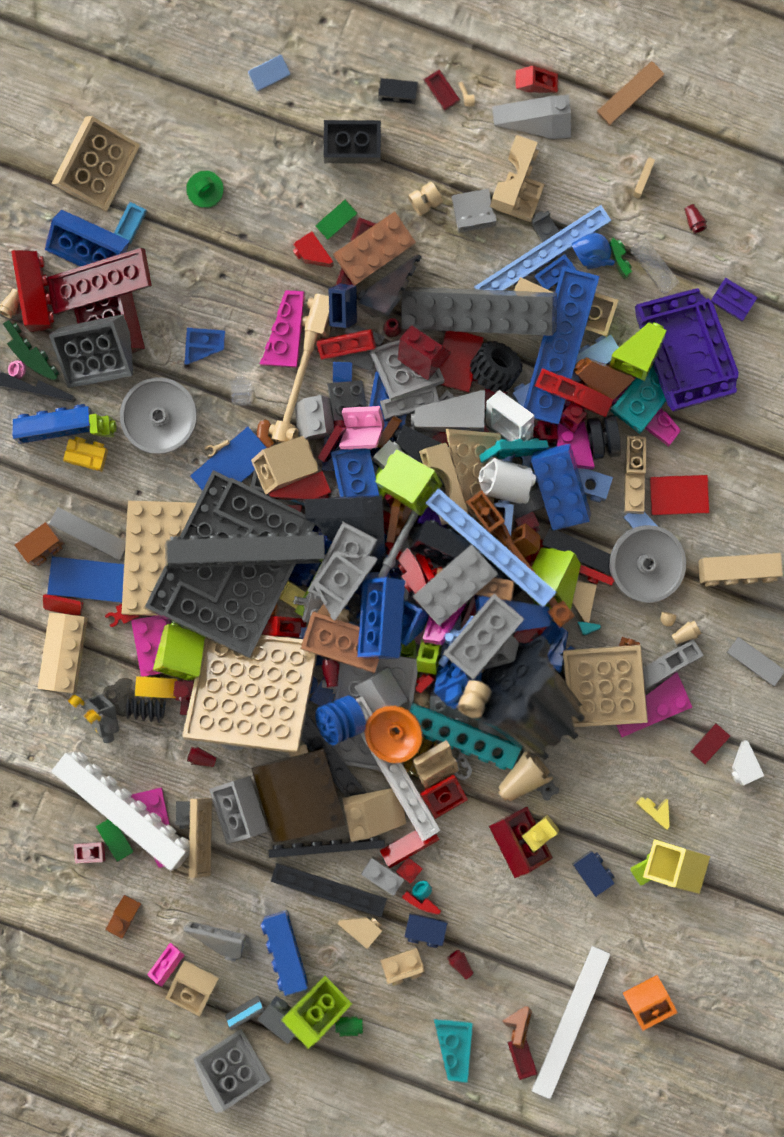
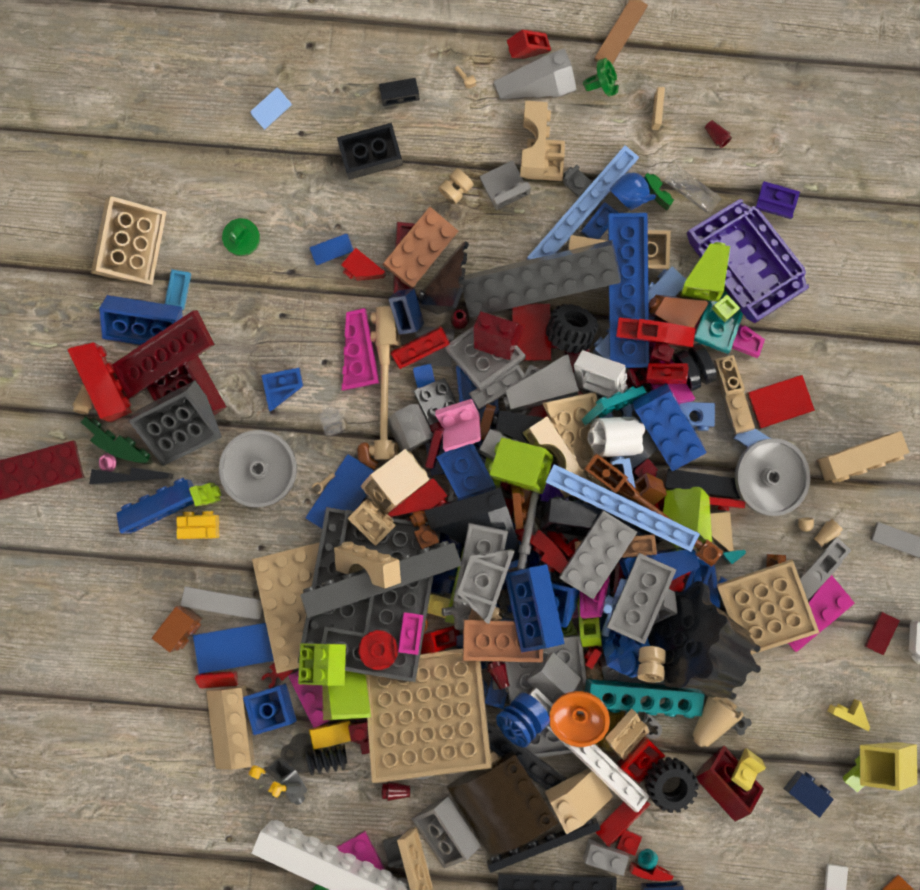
camera: 20 degrees left, 0 degrees up
(105, 645) = (270, 709): none -> blue slope
(167, 613) = (322, 664): none -> lime slope
(223, 616) = (378, 650): none -> red tile
(248, 537) = (382, 568): none -> tan arch
(252, 495) = (372, 521): none -> tan bracket
(258, 610) = (410, 633): none -> dark pink plate
(288, 226) = (331, 249): none -> blue slope
(298, 523) = (424, 536): none -> dark orange plate
(336, 219) = (375, 230): green slope -> none
(441, 90) = (440, 79): dark red tile -> none
(468, 841) = (681, 795): none -> black tyre
(572, 434) = (667, 373): none -> red hinge
(600, 134) = (604, 78): none -> green tile
(650, 389) = (725, 308): none -> lime plate

